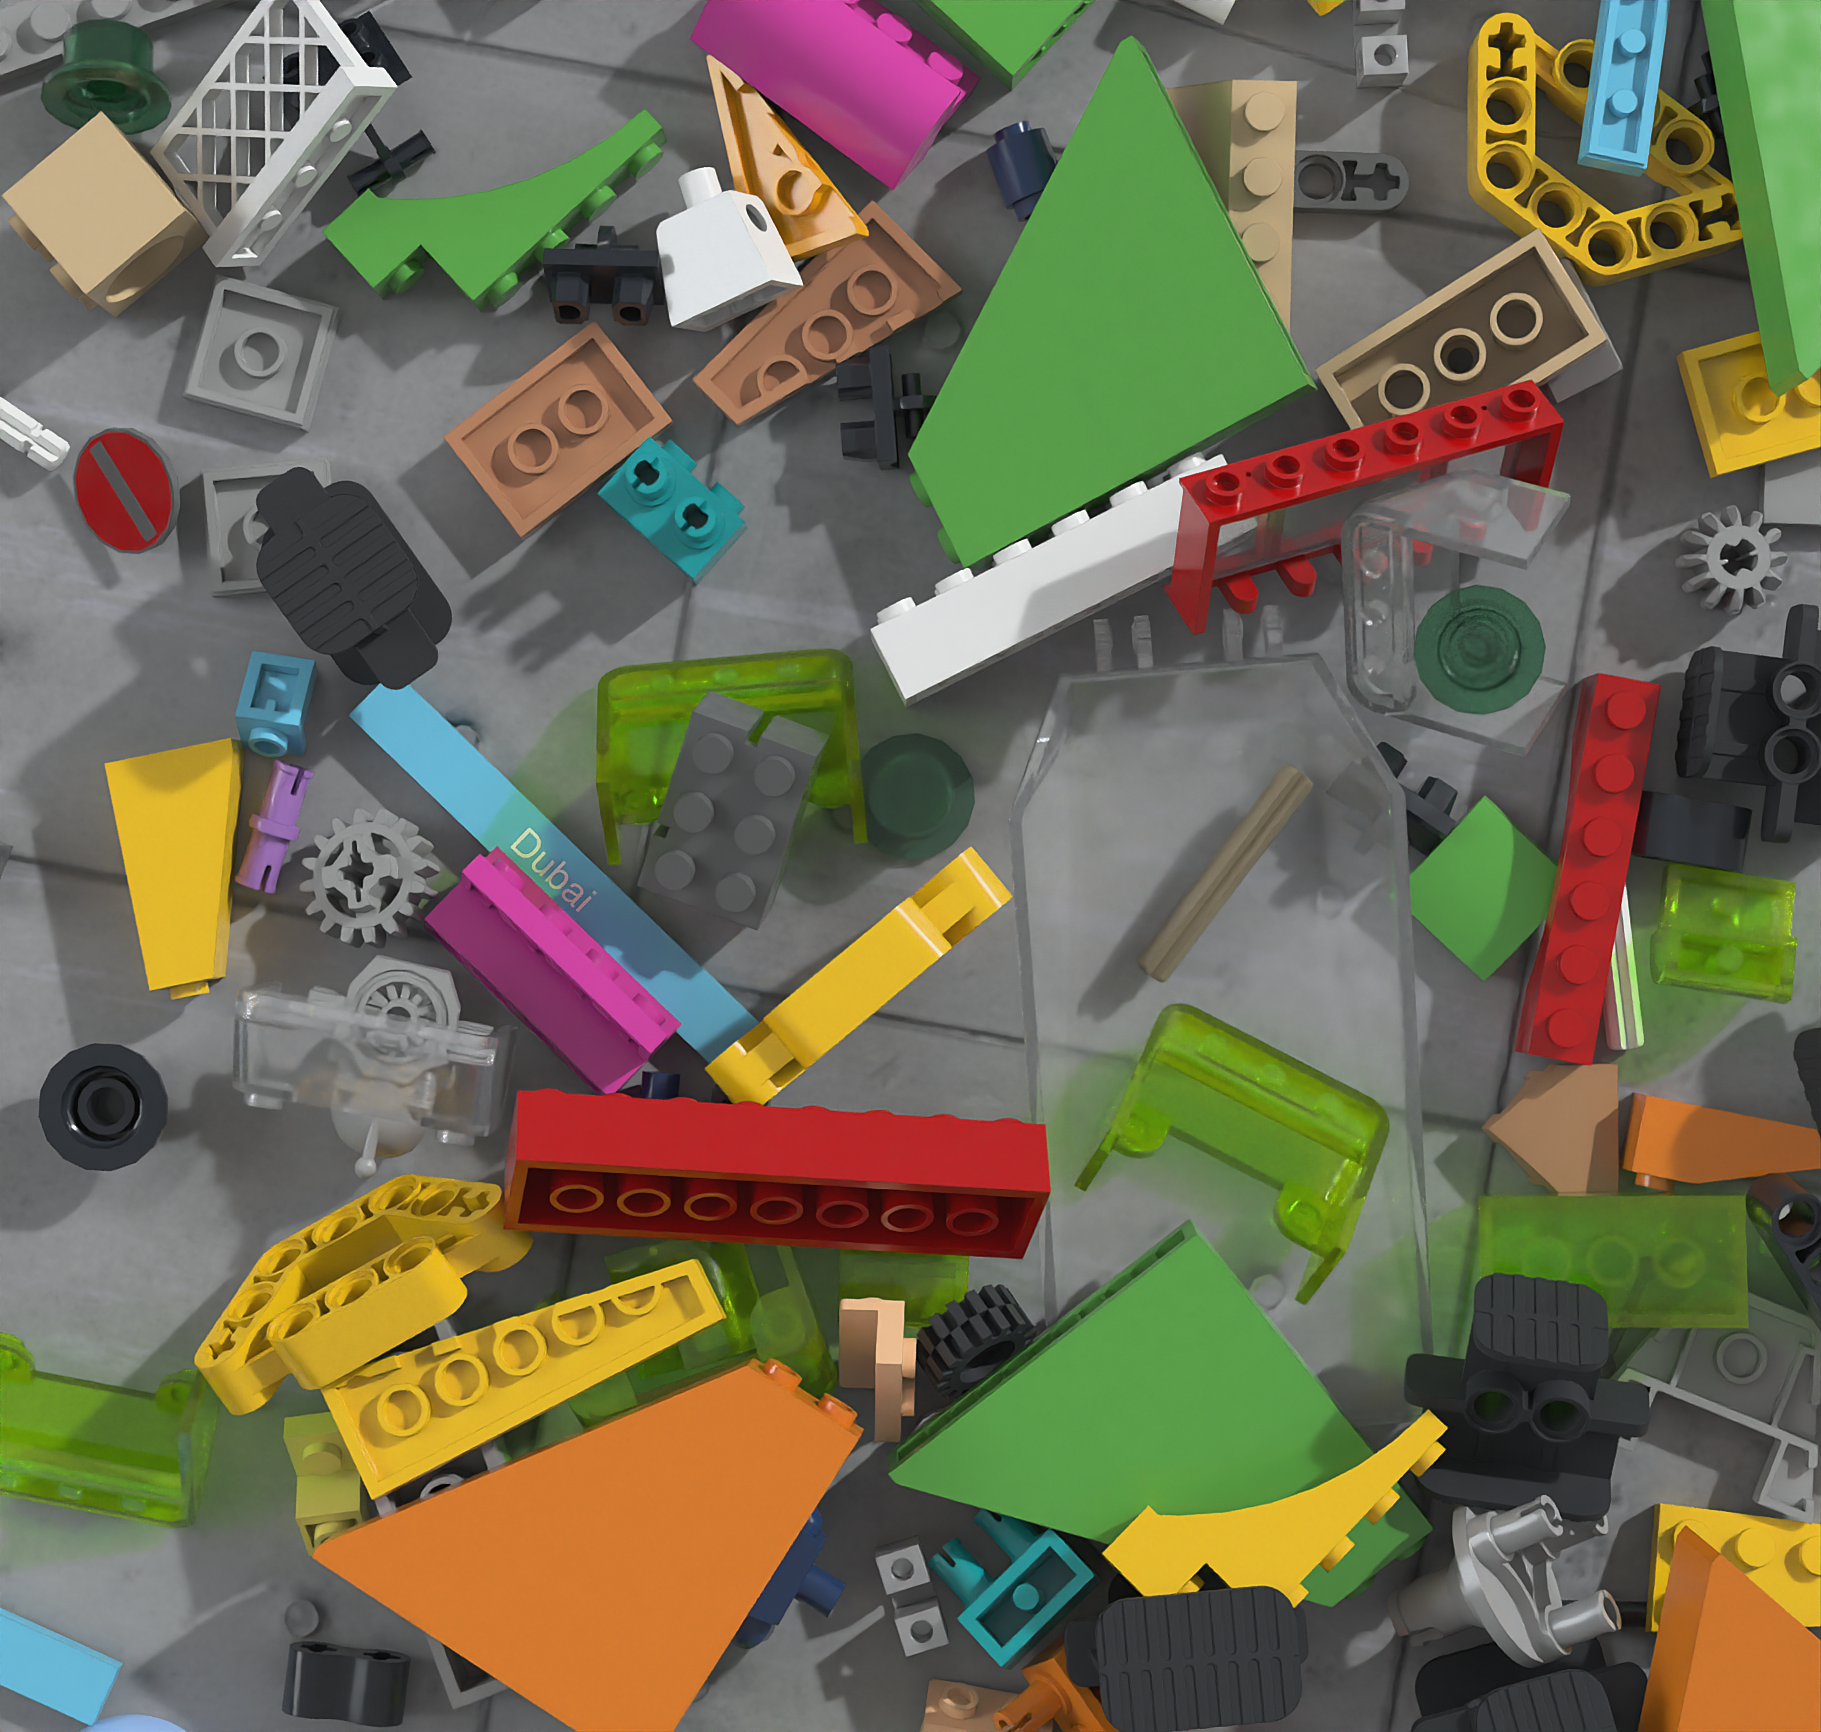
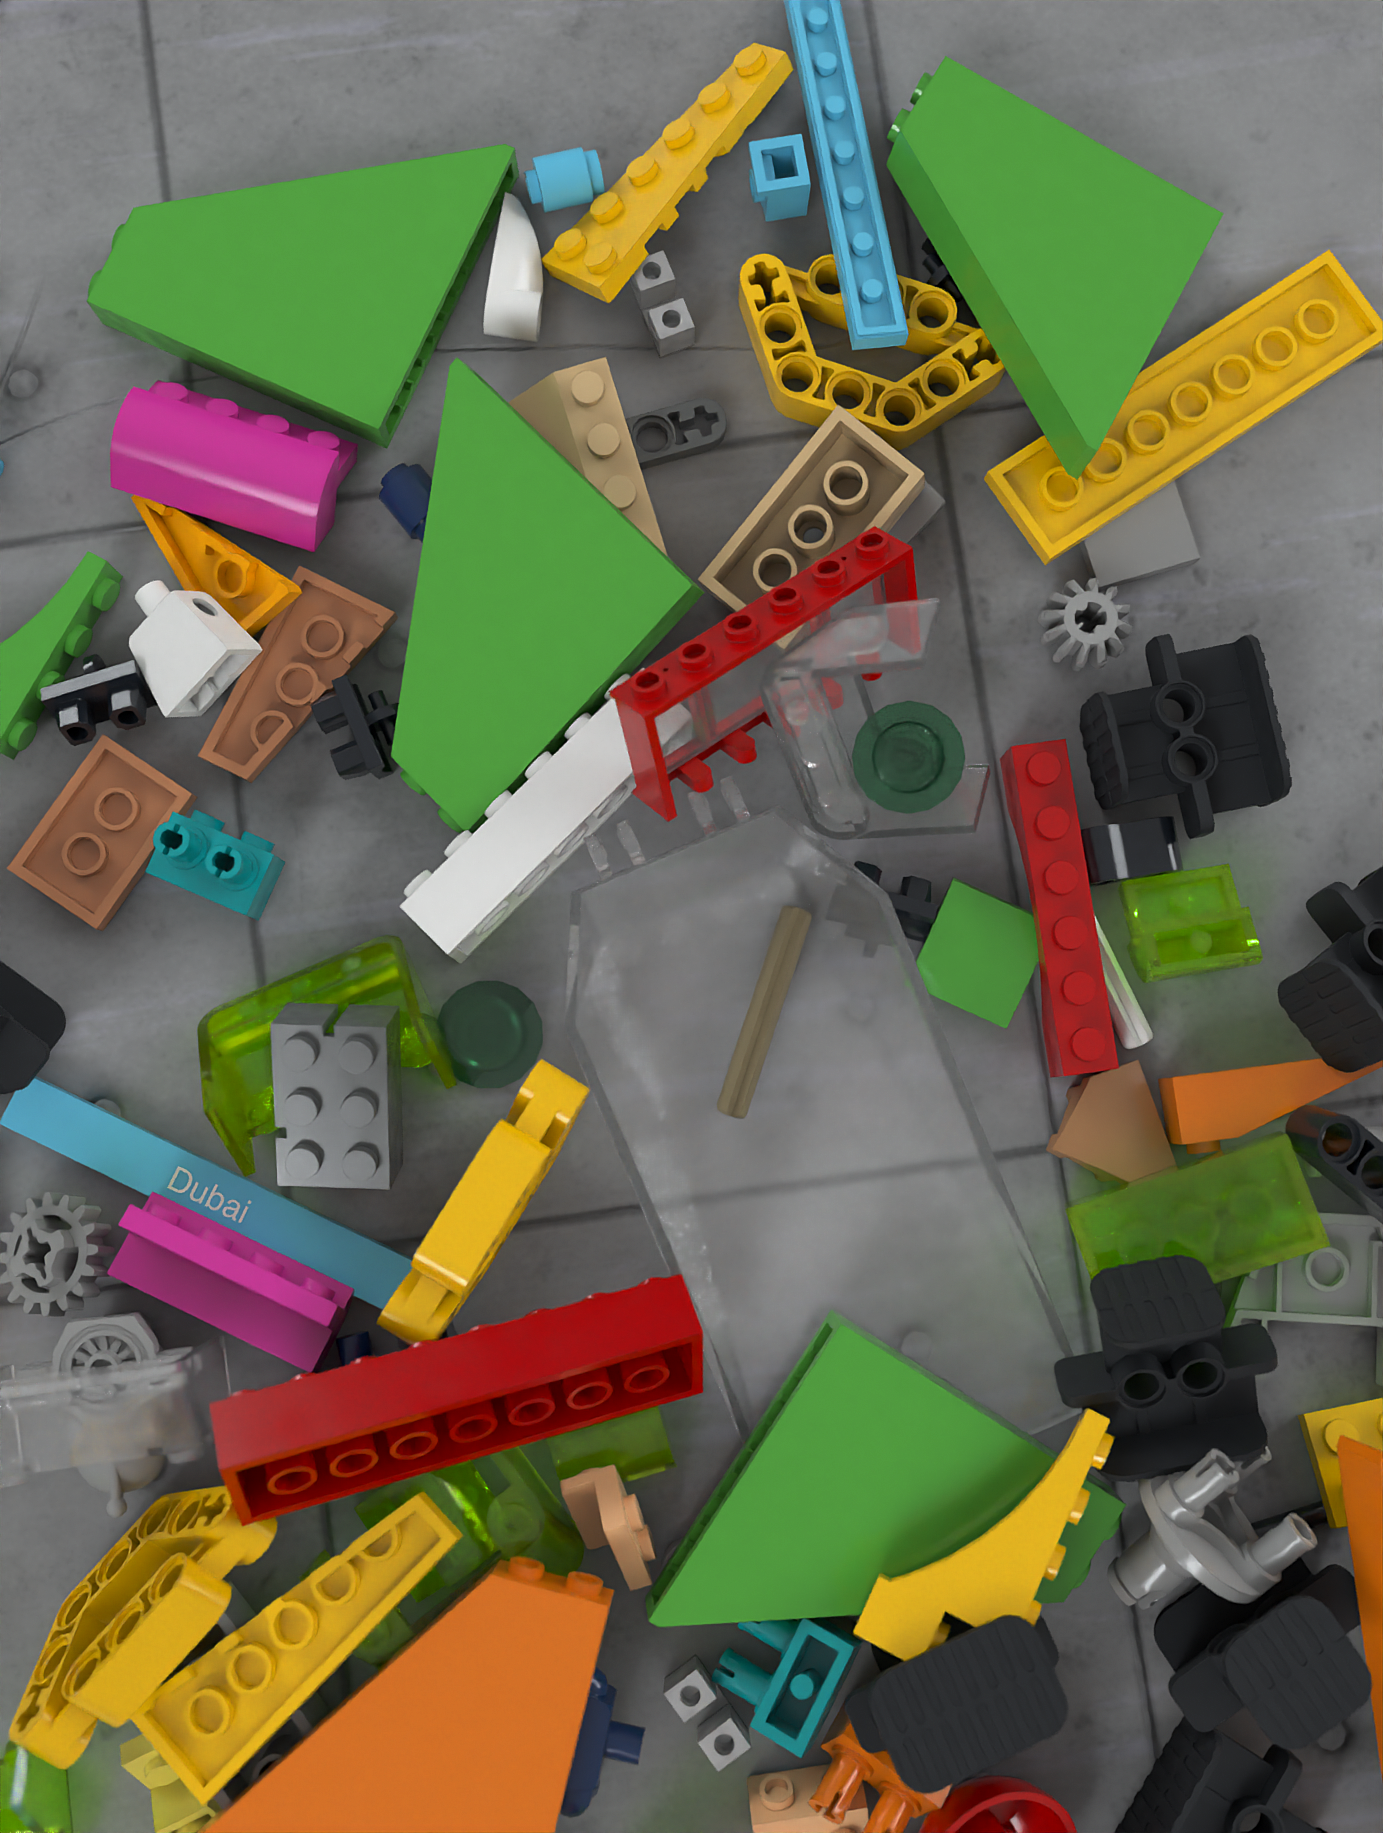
camera: 20 degrees left, 5 degrees down
(972, 1339) = (683, 1475): black tyre -> none
(1258, 1115) = (858, 1202): clear neon green windscreen -> none

